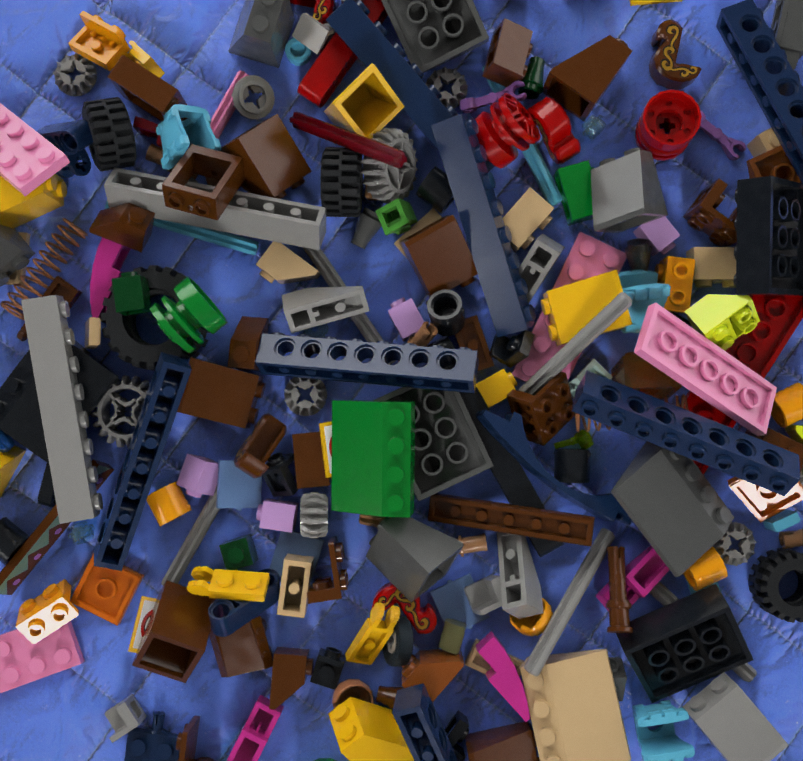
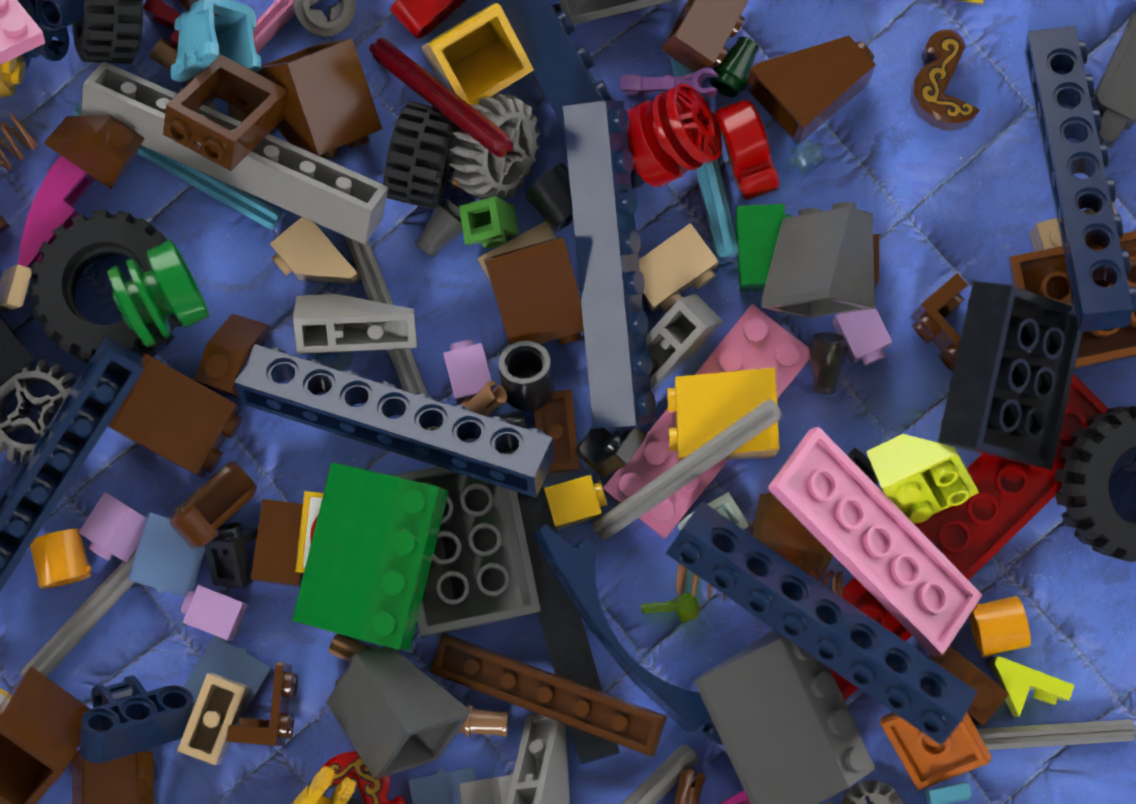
camera: 15 degrees right, 5 degrees down
(131, 294) = (85, 245): dark green brick -> none
(229, 584) = (119, 690): yellow hinge -> none
(238, 552) = (144, 653): dark green brick -> none
(305, 407) = (290, 466): light grey gear -> none
(314, 515) = (266, 623): light grey gear -> none
(458, 90) = (624, 59): light grey gear -> none
(546, 411) = (633, 550): reddish brown bracket -> none
(572, 465) = (658, 639): black piece -> none
(643, 291) = (807, 405): medium azure piece -> none
(677, 115) = (914, 158): red wheel -> none
(679, 274) = (870, 411): light orange bracket -> none
(713, 266) = (922, 395): tan brick -> none
(726, 142) = (964, 182): medium lavender piece -> none

